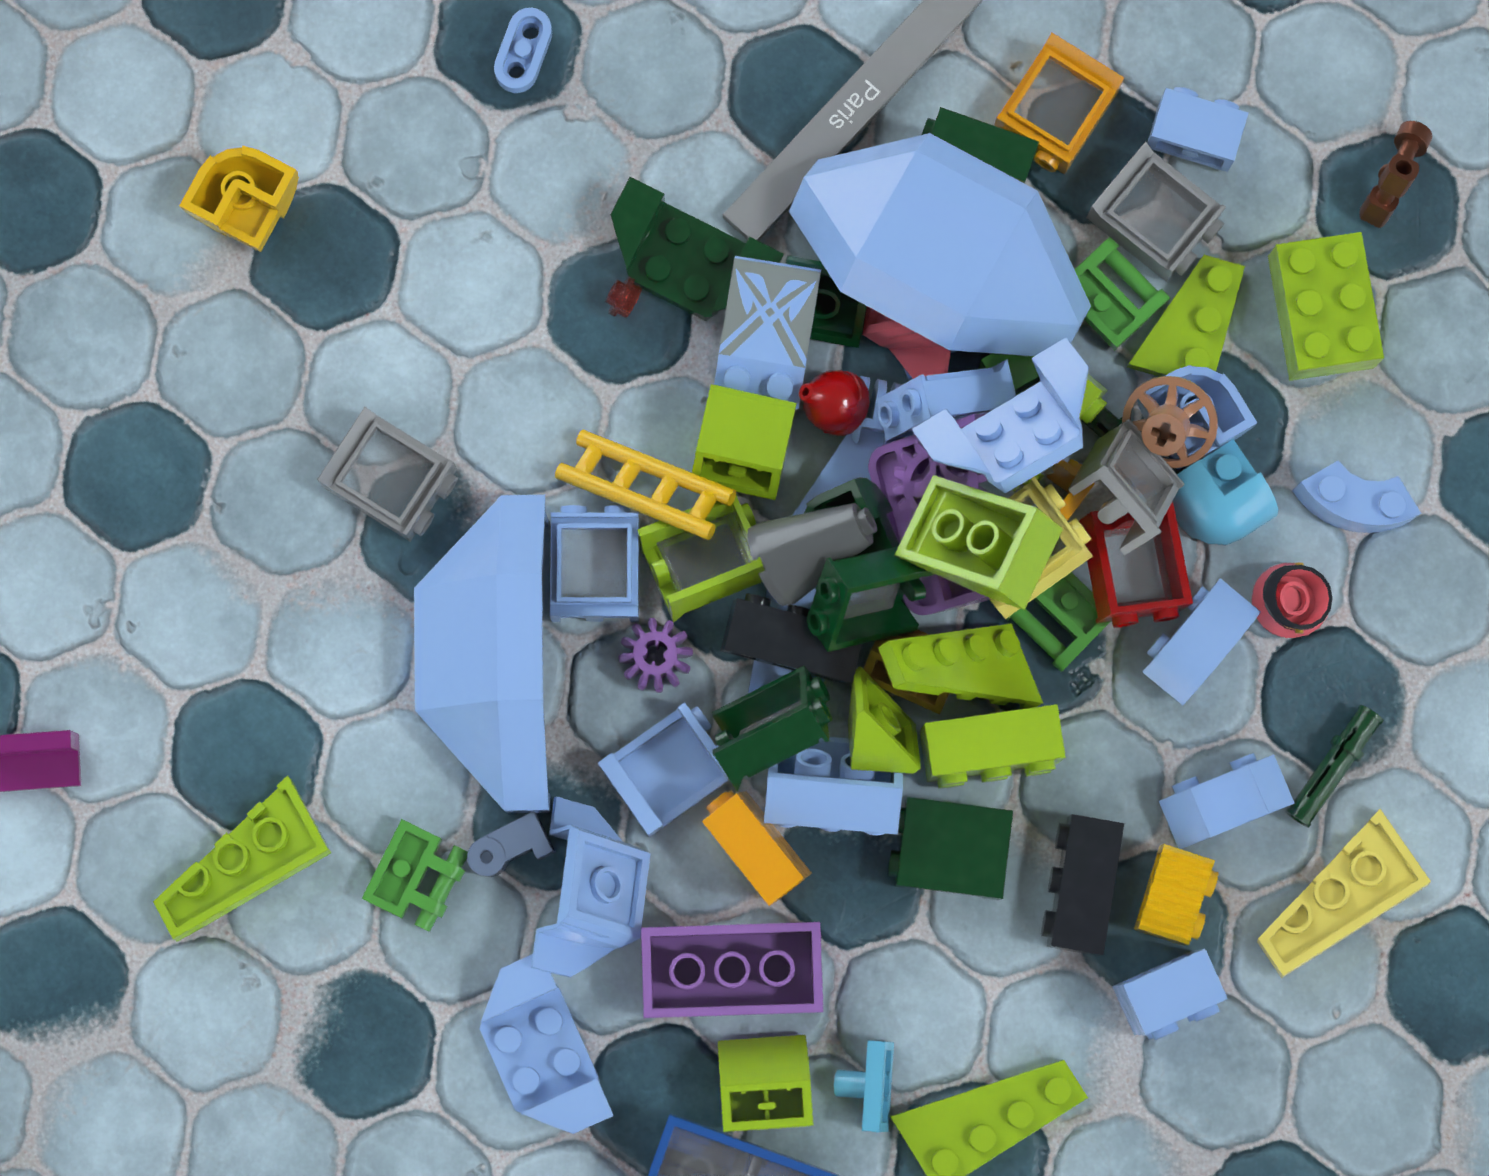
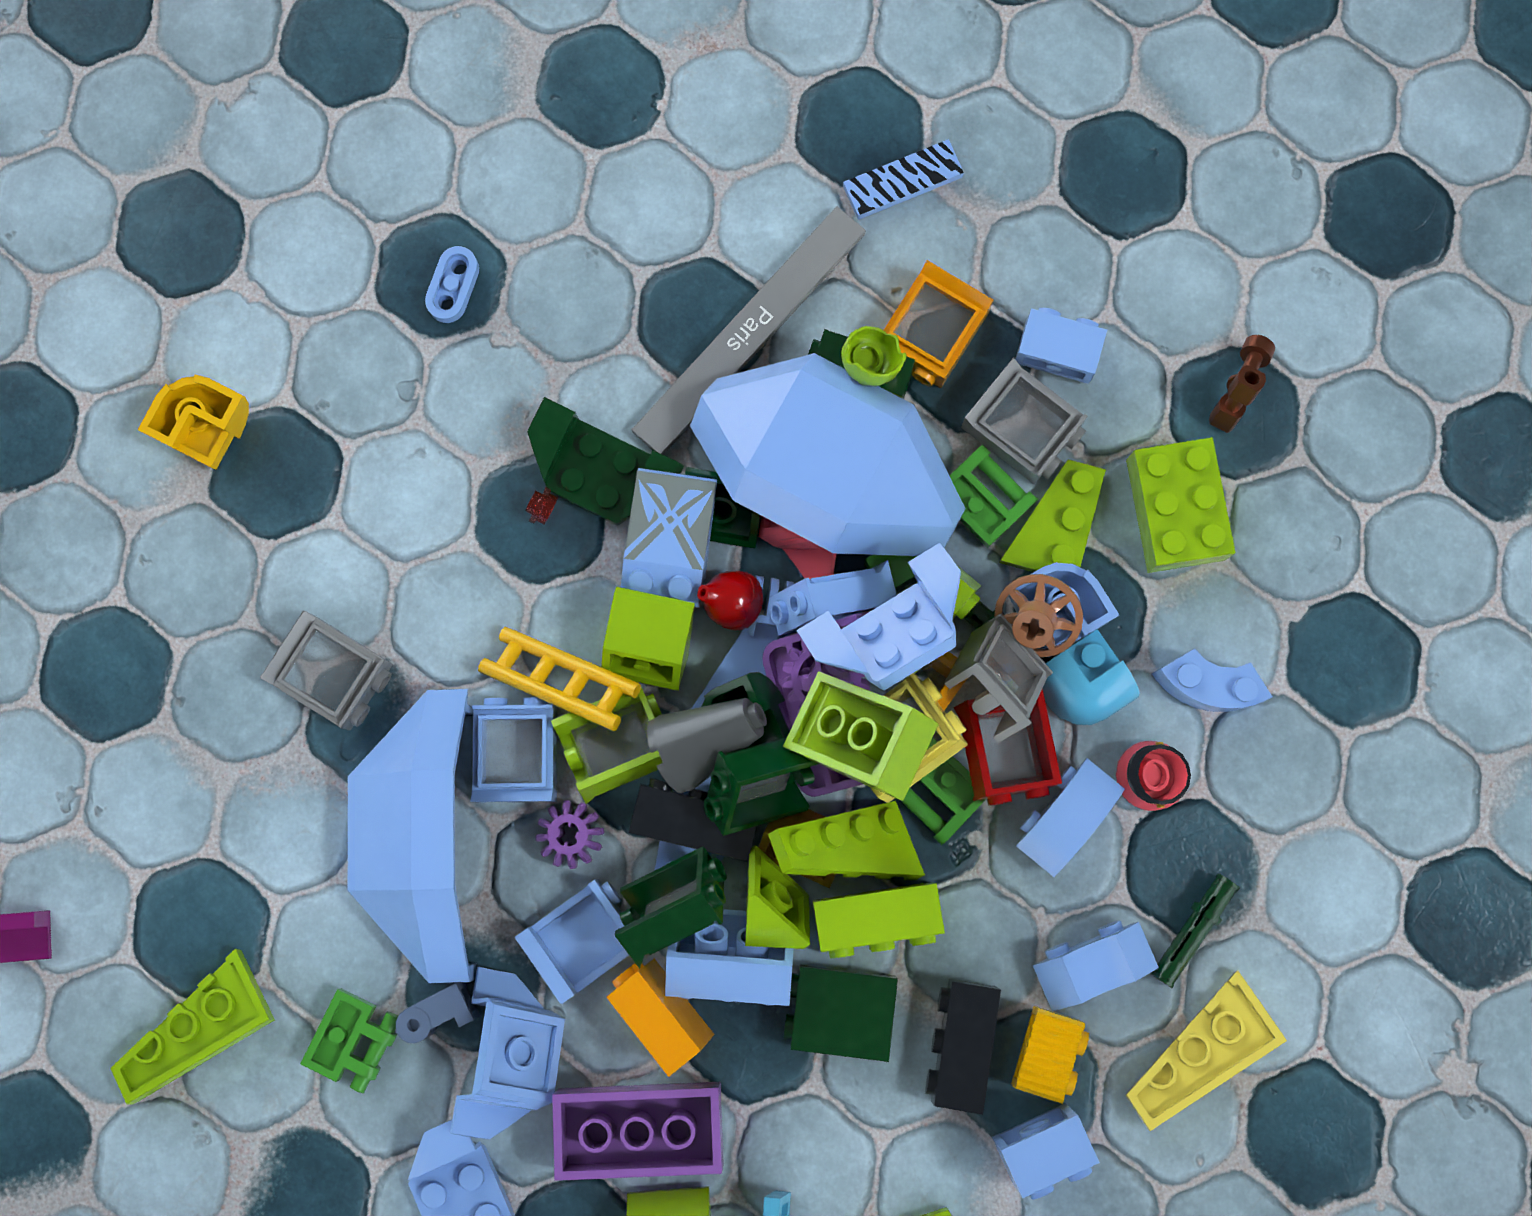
camera: 10 degrees right, 0 degrees up
(993, 137) = (872, 356): none -> lime hair

